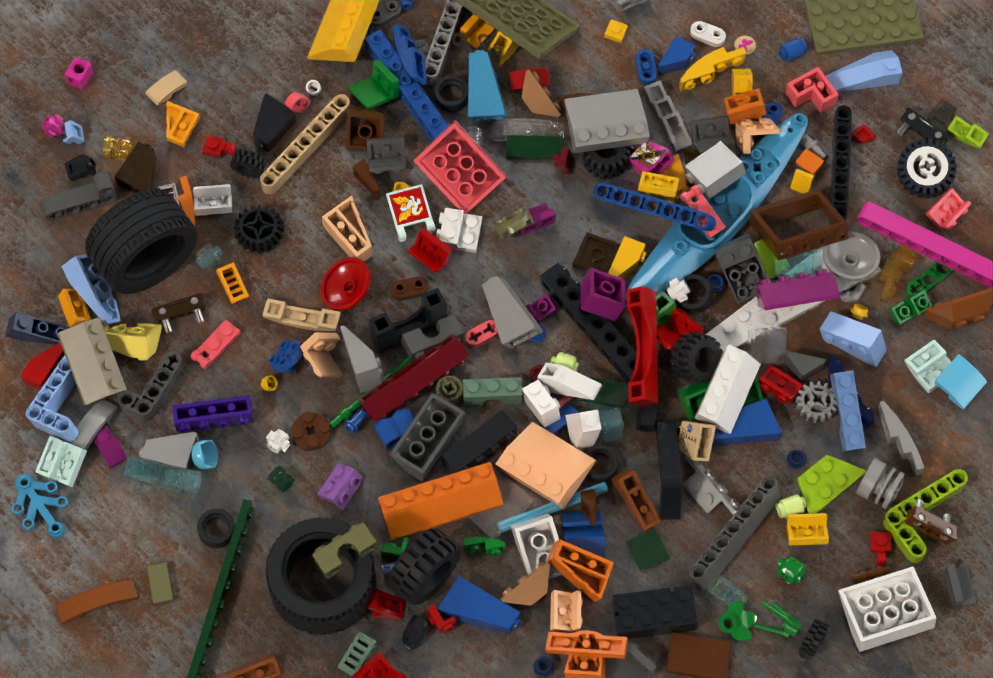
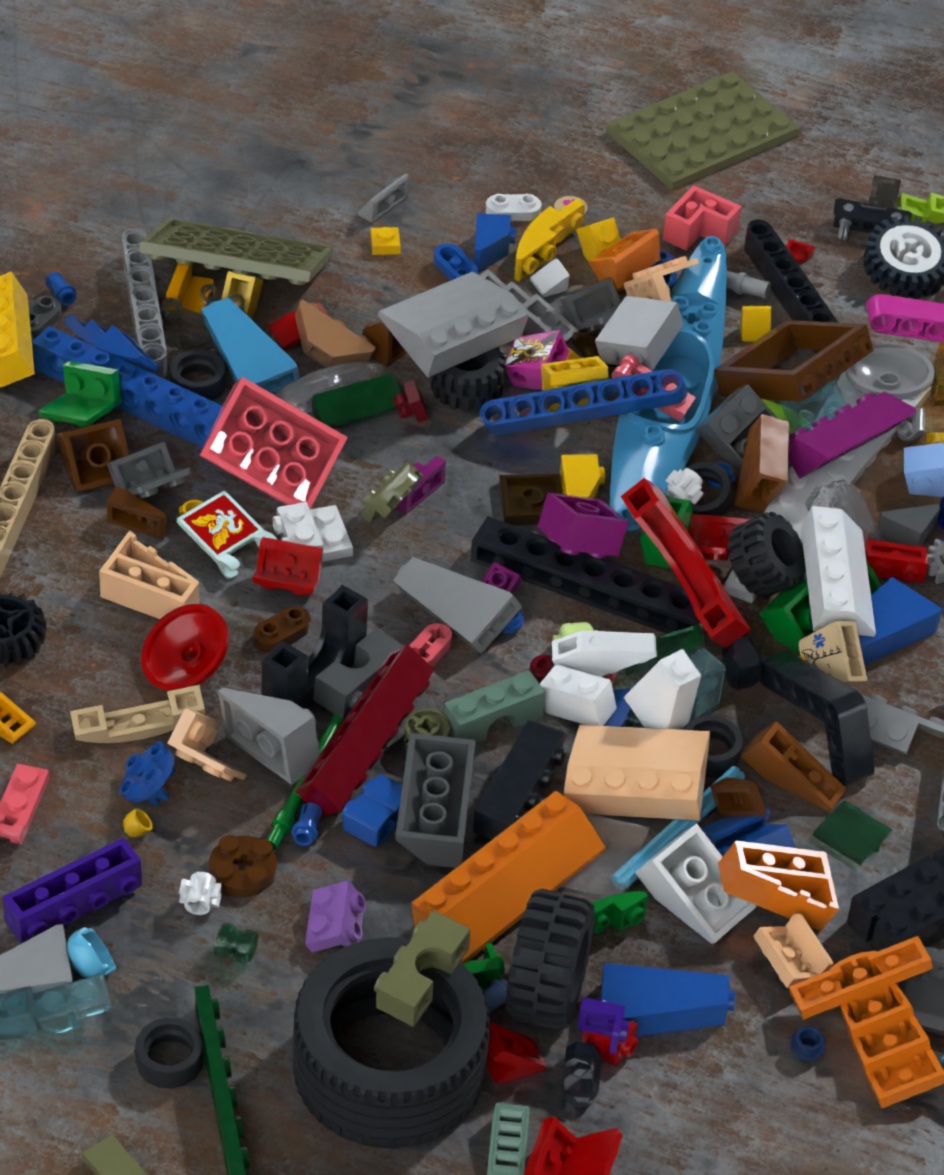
camera: 30 degrees left, 20 degrees down
(435, 609) = (604, 1019): none -> dark purple bracket
(530, 588) = (723, 939): medium nougat slope -> none
(697, 99) = (551, 279): none -> white slope
(736, 290) = (763, 464): none -> dark orange slope
(792, 49) = (640, 187): blue brick -> none
(810, 162) = (752, 294): orange panel -> none
(869, 72) = (764, 180): light blue wedge -> none

